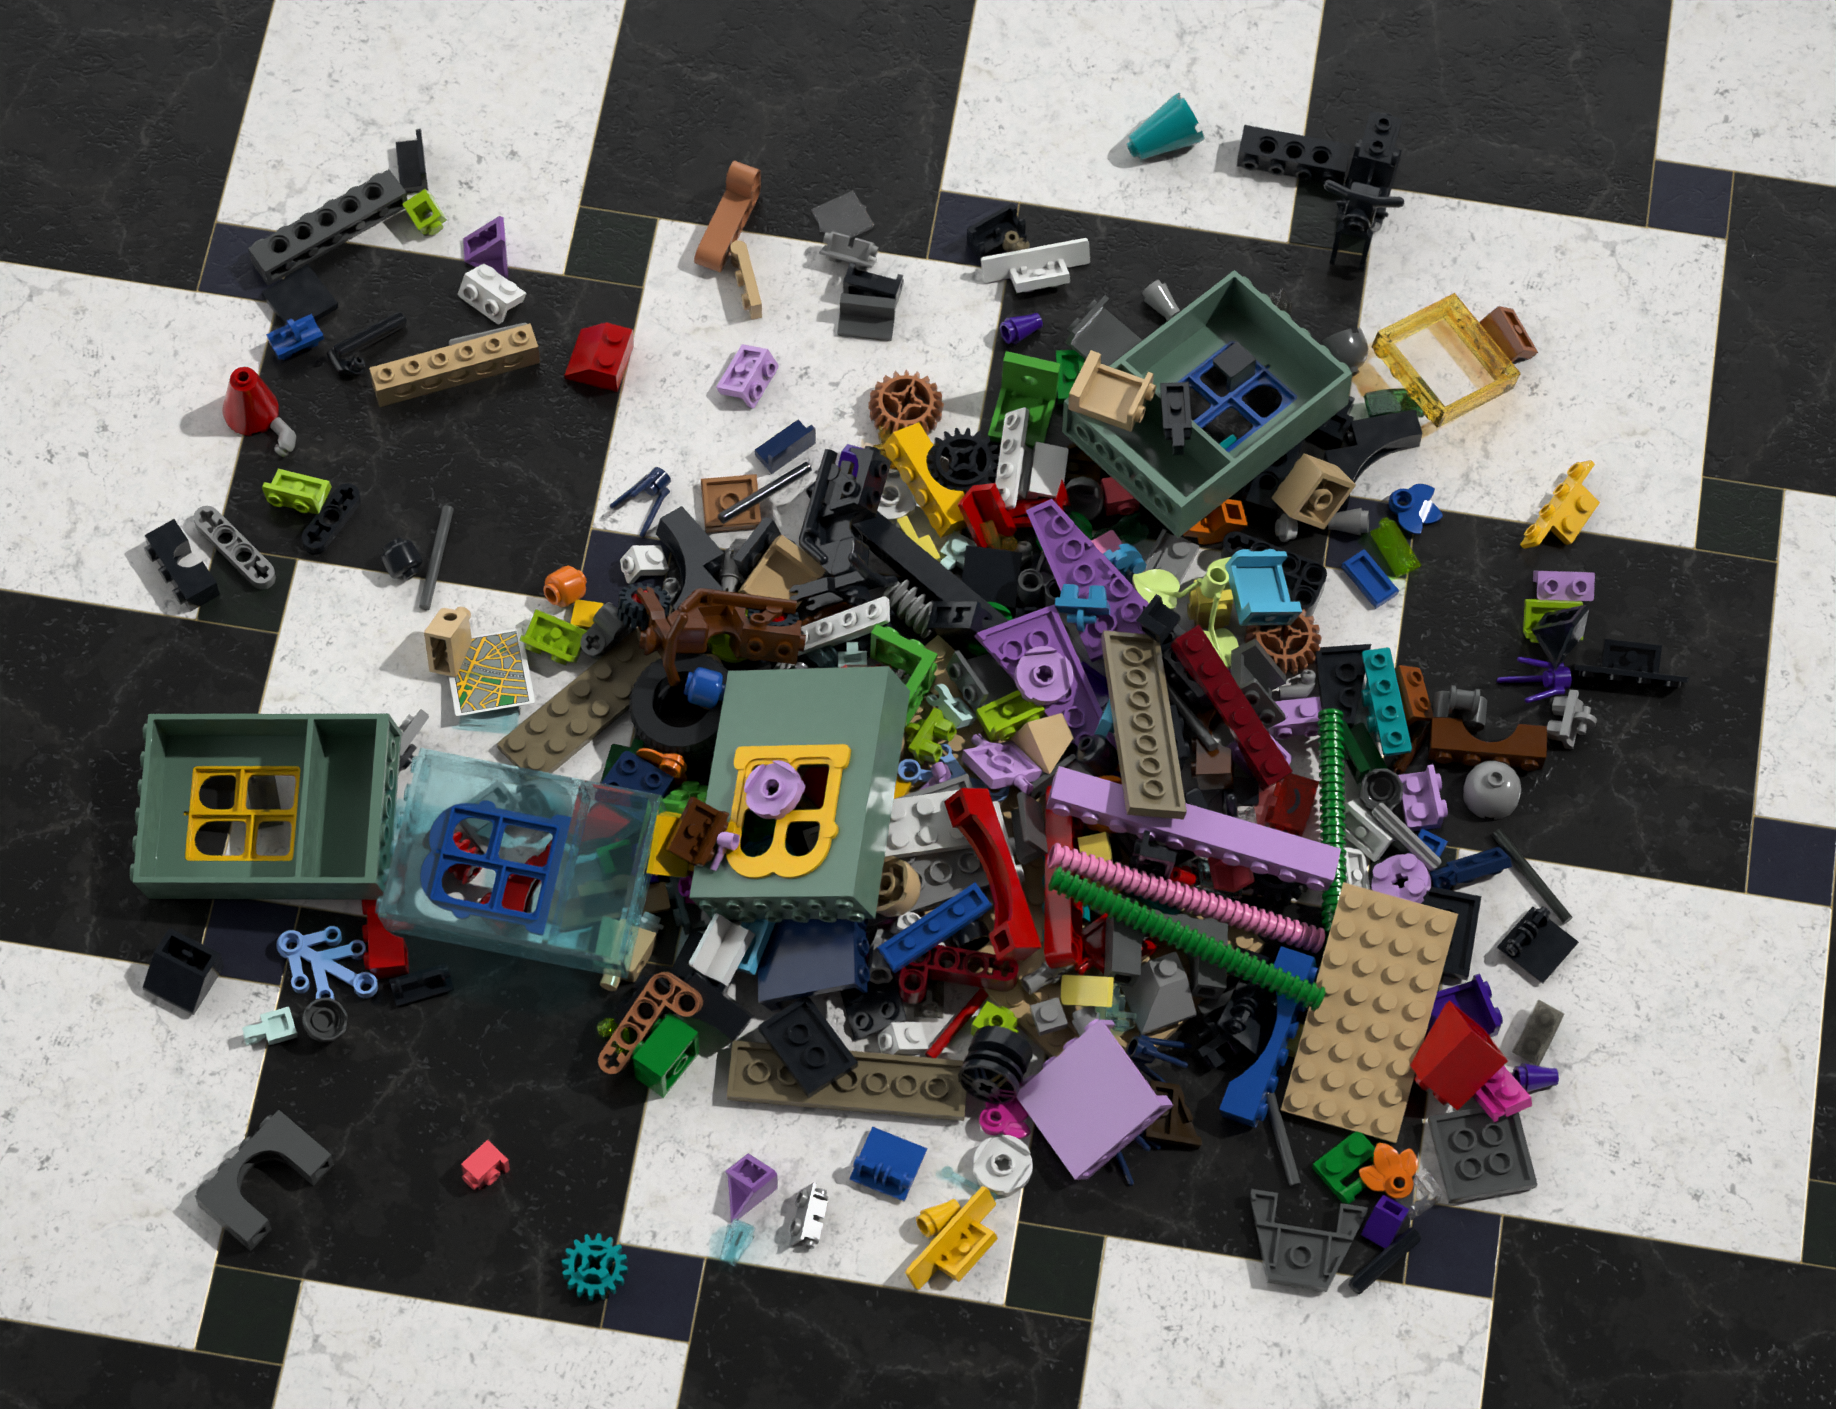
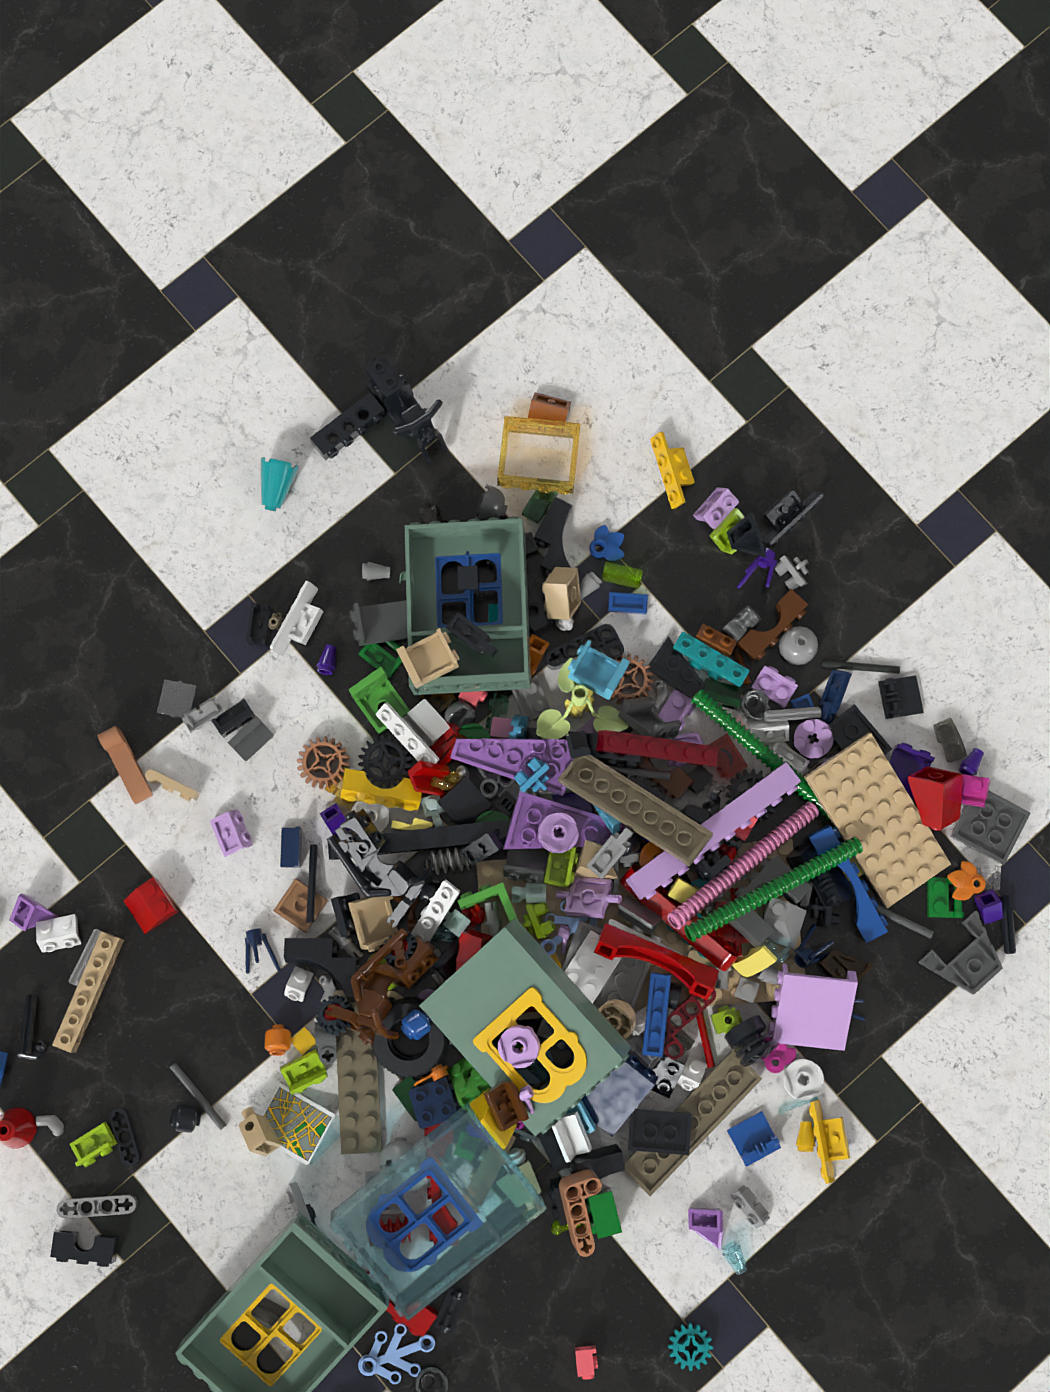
camera: 50 degrees left, 15 degrees up
(1070, 737) = (610, 853): none -> light grey hinge

